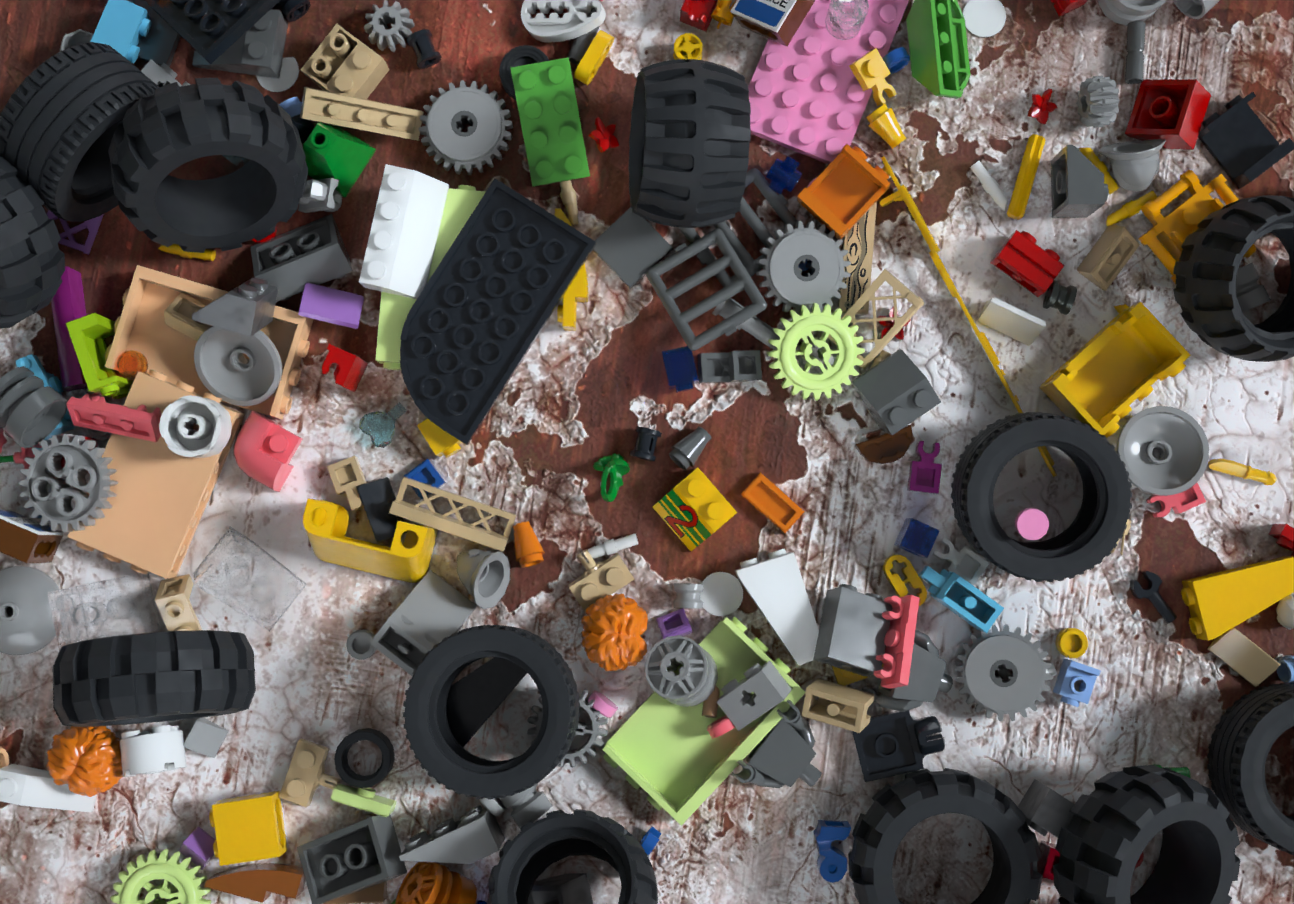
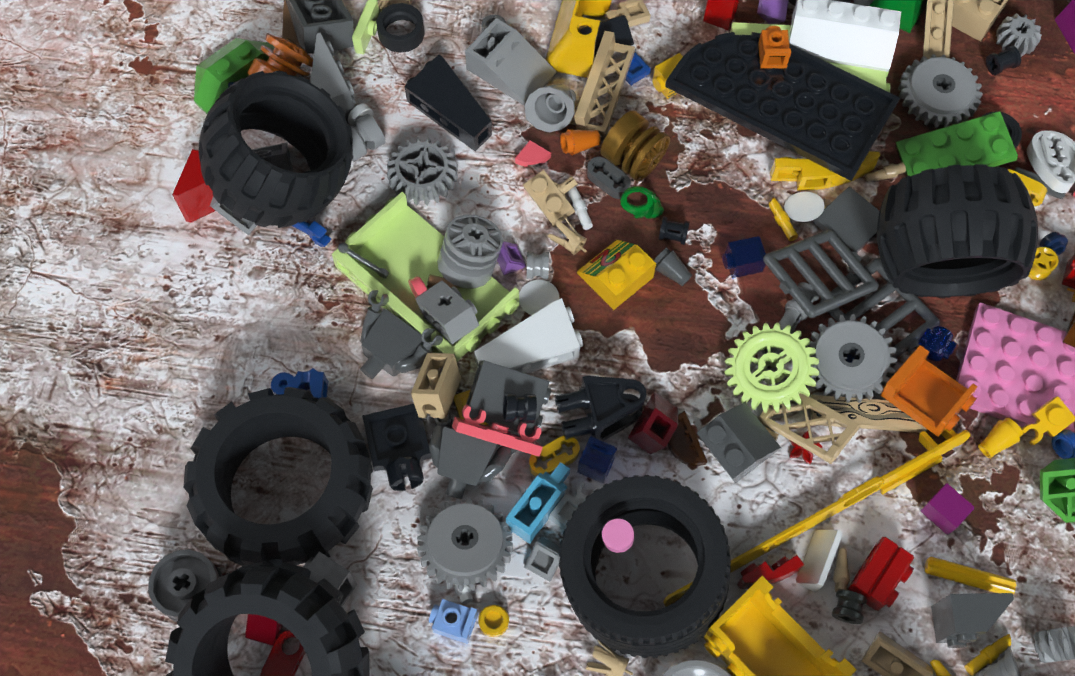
camera: 85 degrees right, 20 degrees down
(381, 425) = (676, 36): clear light blue rock -> none
(428, 723) = (440, 45): black tyre -> none
(440, 322) = (774, 43): none -> orange brick
(543, 599) = (532, 155): none -> coral tile
(545, 482) = (635, 145): none -> pearl gold wheel
(569, 508) = (606, 179): none -> dark grey beam
(603, 704) = (440, 198): bright pink tile -> none
(613, 297) = (804, 206): none -> white sticker
(614, 632) = (505, 196): orange hair -> none
(627, 322) = (782, 219): none -> yellow piece
(654, 560) = (575, 241): none -> tan piece
(665, 33) = (1055, 242): none -> dark blue plate
(676, 812) = (344, 248): none -> dark grey hinge
(729, 367) = (749, 301): dark grey slope -> none
(772, 503) = (624, 339): orange tile -> none
(860, 529) = (604, 405): none -> black piece
(874, 474) = (655, 424): none -> dark red slope
(876, 618) = (519, 407): none -> black wheel
(925, 474) = (663, 468): magenta plate -> none
(962, 189) = (947, 509): none -> magenta panel
(990, 185) = (956, 540): white piece -> none
(1008, 590) = (544, 559): none -> light grey slope
(1022, 300) = (841, 573): none -> tan piece
(1031, 382) = (782, 569): none -> red slope
(1041, 106) = (1046, 592): red plant -> none

